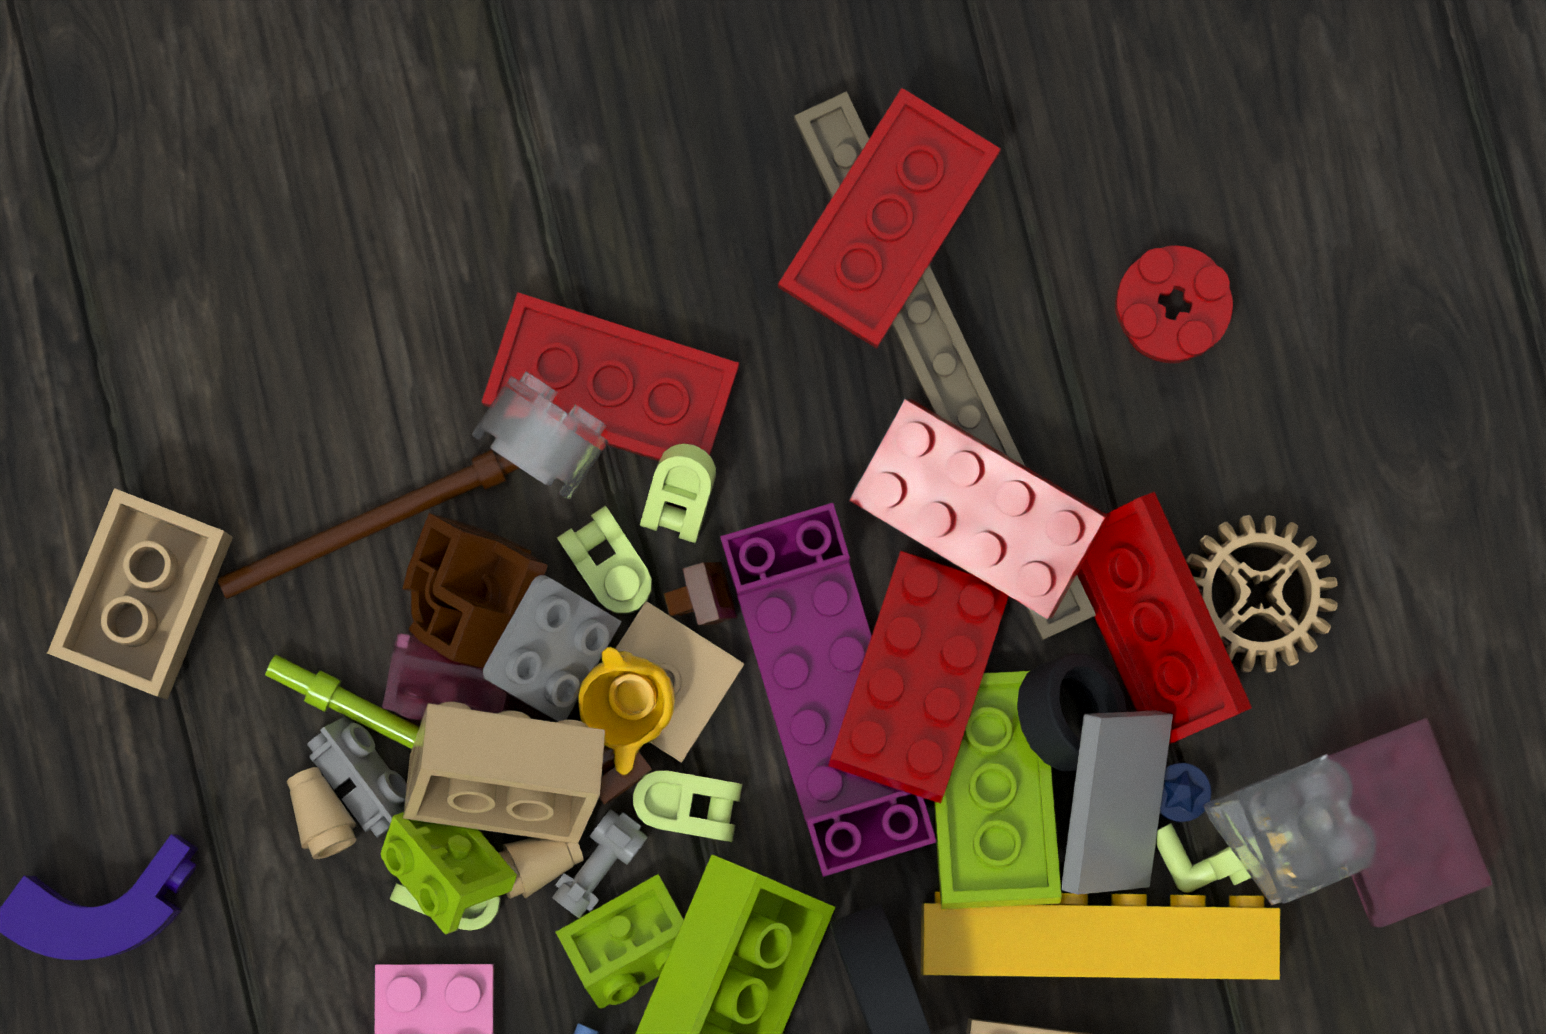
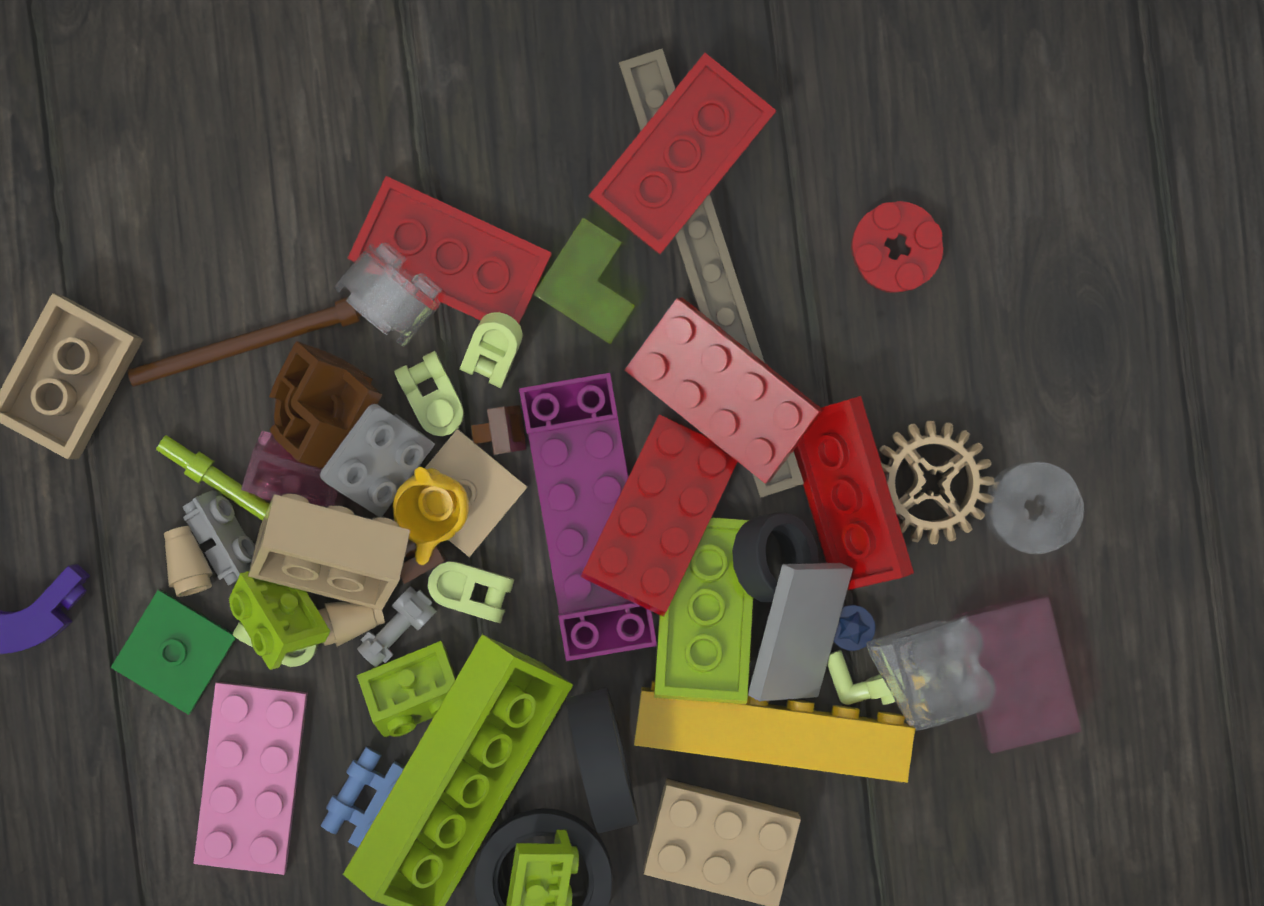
camera: 15 degrees right, 5 degrees up
(317, 931) = (174, 651): none -> green plate
(772, 400) = (574, 286): none -> clear neon green plate
(1419, 590) = (1057, 494): none -> clear brick

